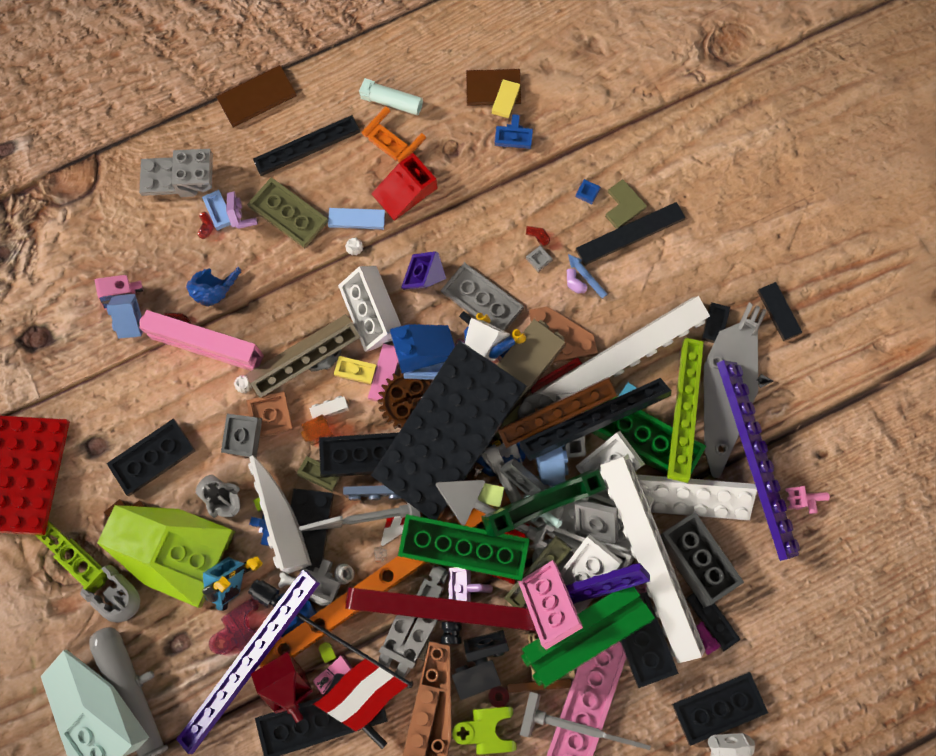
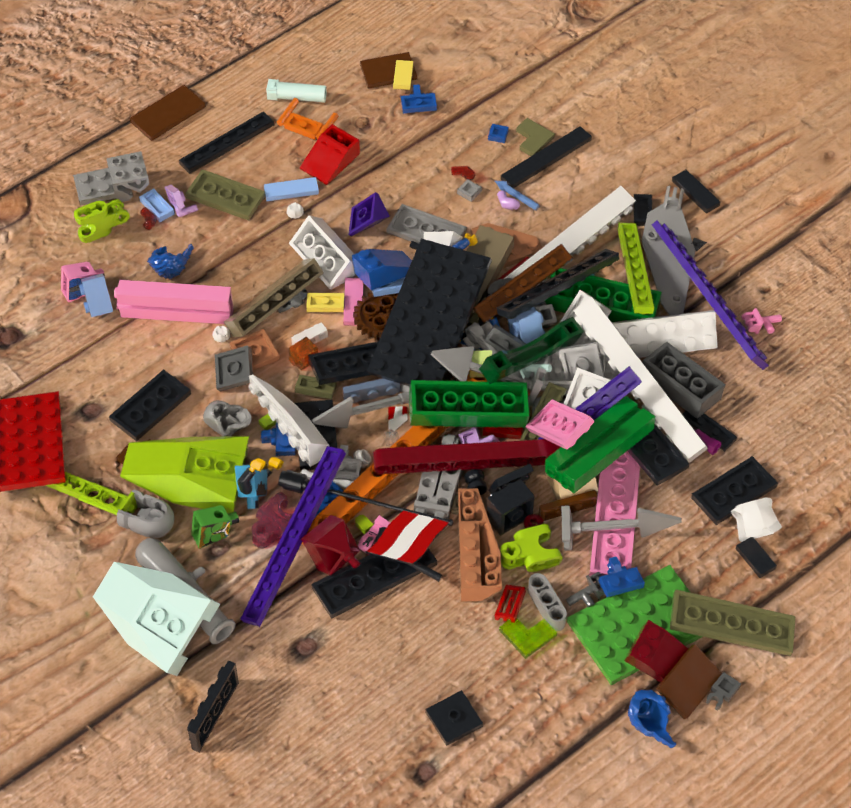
camera: 20 degrees left, 20 degrees down
(154, 220) = (99, 219): none -> lime piece
(165, 624) = (212, 525): none -> bright green torso

